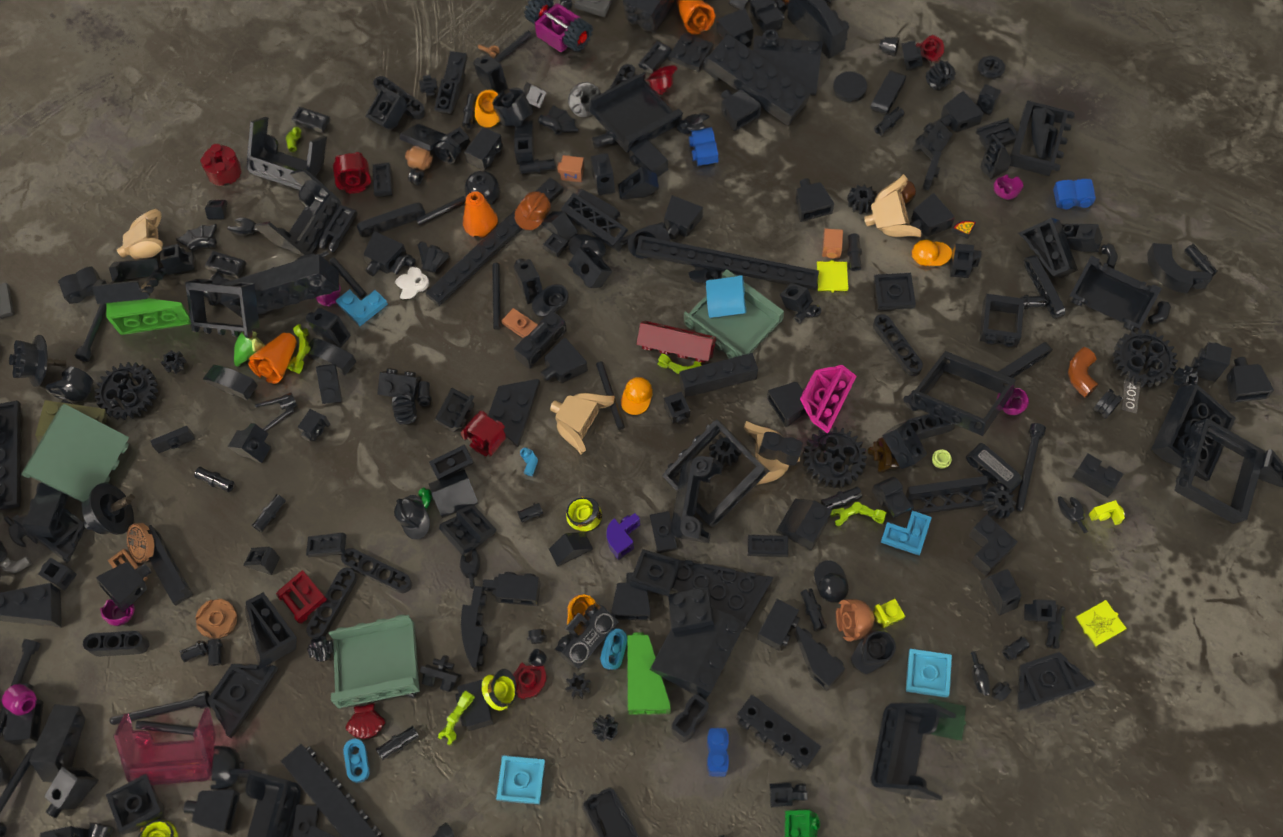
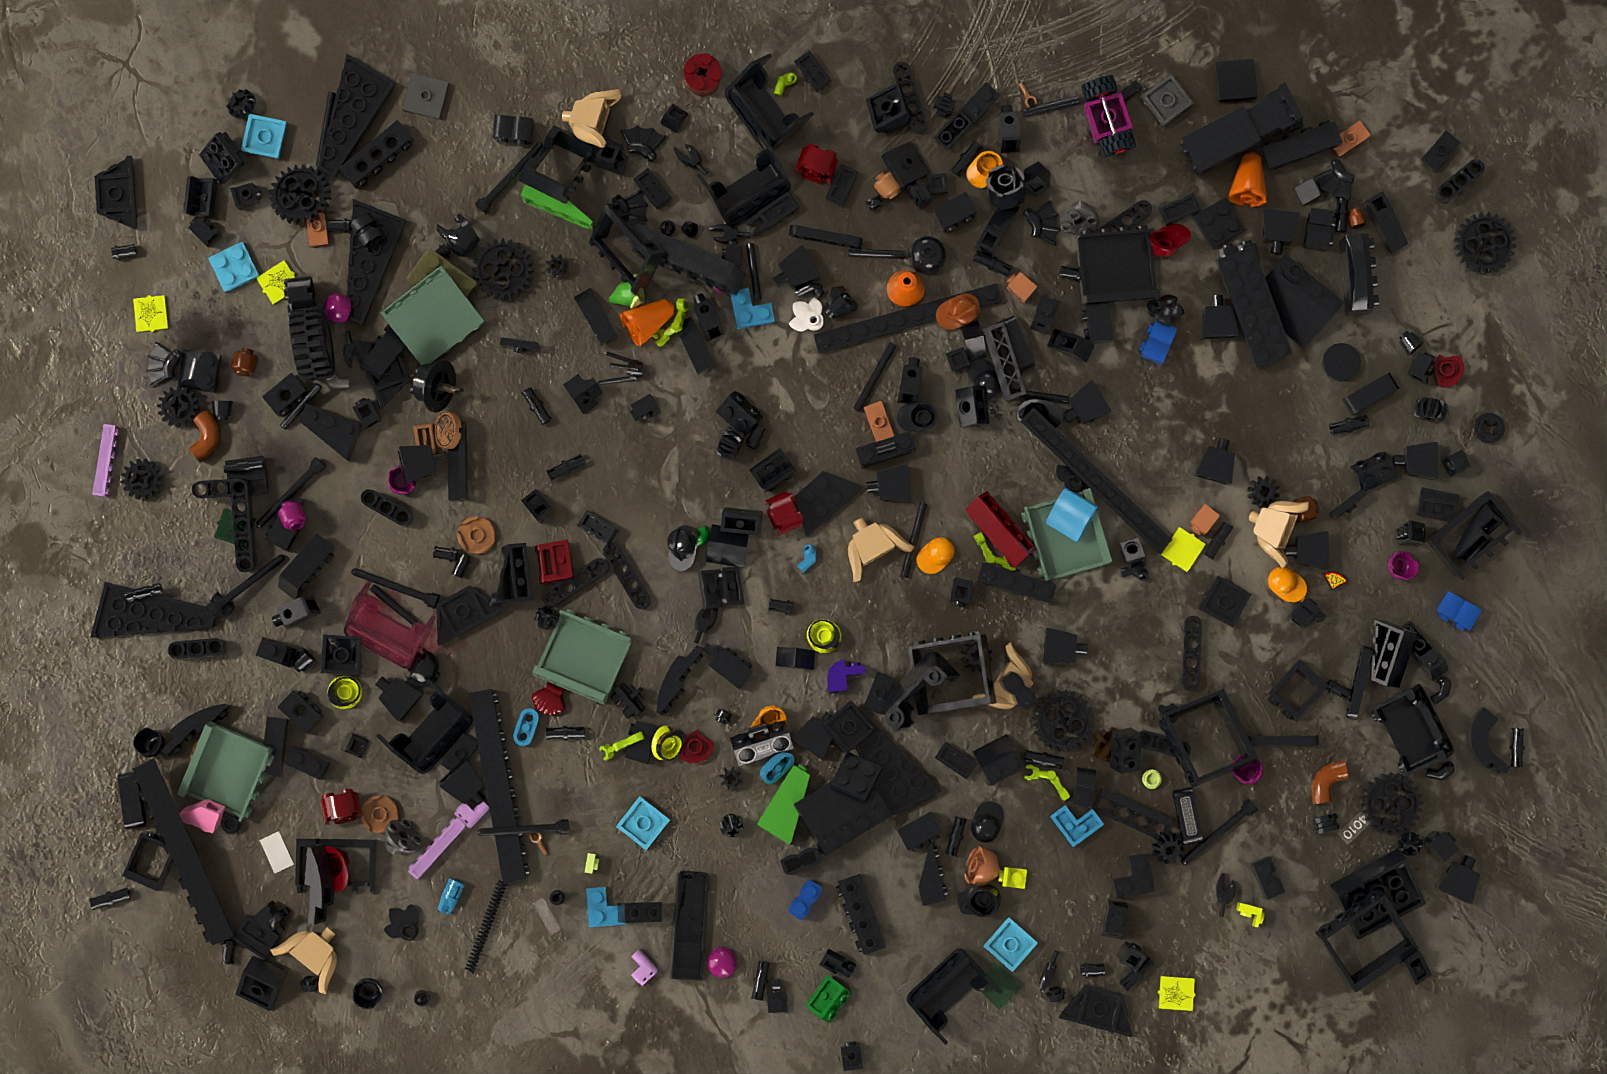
camera: 30 degrees right, 20 degrees up
(31, 360) = (437, 192): black piece -> none
(328, 383) = (679, 377): black plate -> none
(537, 657) = (712, 734): black hinge -> none
(826, 394) = (1091, 665): dark pink wedge -> none

